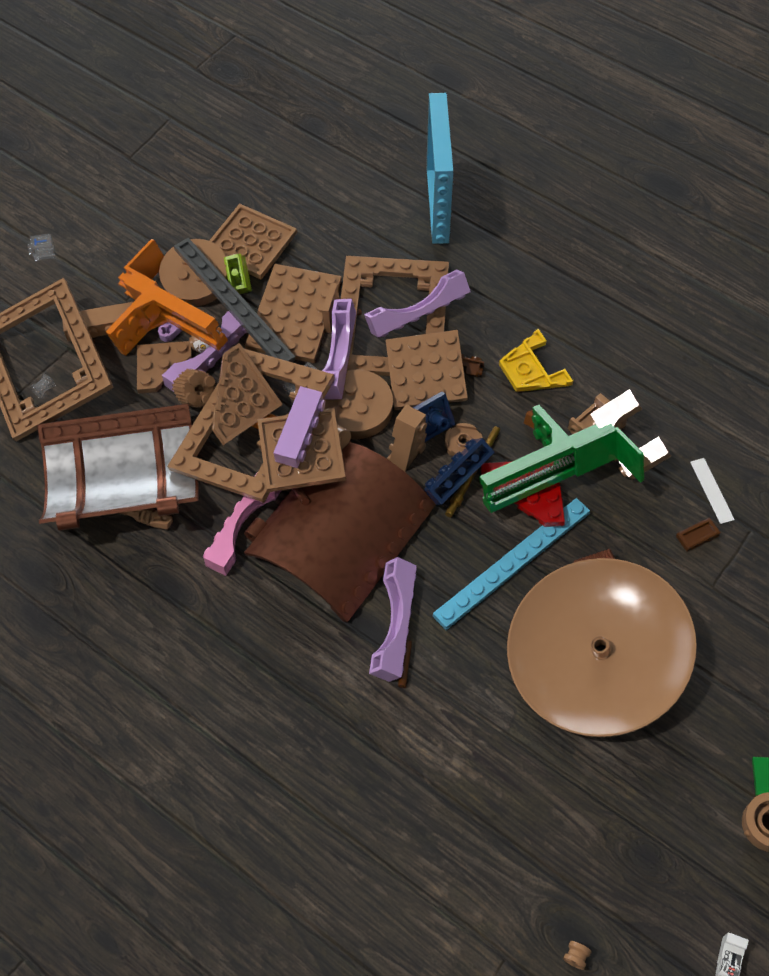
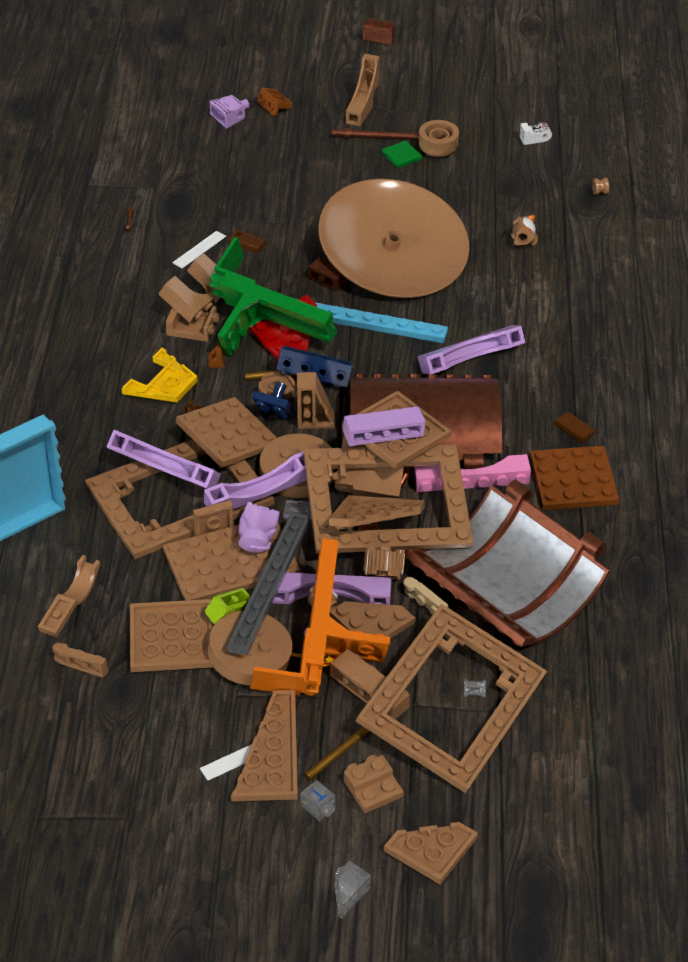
camera: 125 degrees left, 15 degrees down
(27, 282) = (372, 783): none -> medium nougat plate
(71, 276) = (336, 753): none -> pearl gold bar
(96, 241) = (272, 759): none -> medium nougat wing
(119, 233) = (226, 763): none -> white sticker
(145, 403) = (422, 594): none -> tan hinge
(180, 602) = (574, 478): none -> dark orange plate
(236, 646) = (575, 427): none -> reddish brown tile
(271, 182) = (80, 660): none -> medium nougat hinge
(298, 326) = (257, 527): none -> lavender hair
(332, 200) = (65, 603): none -> medium nougat piece
(543, 800) = (524, 231): none -> medium nougat animal

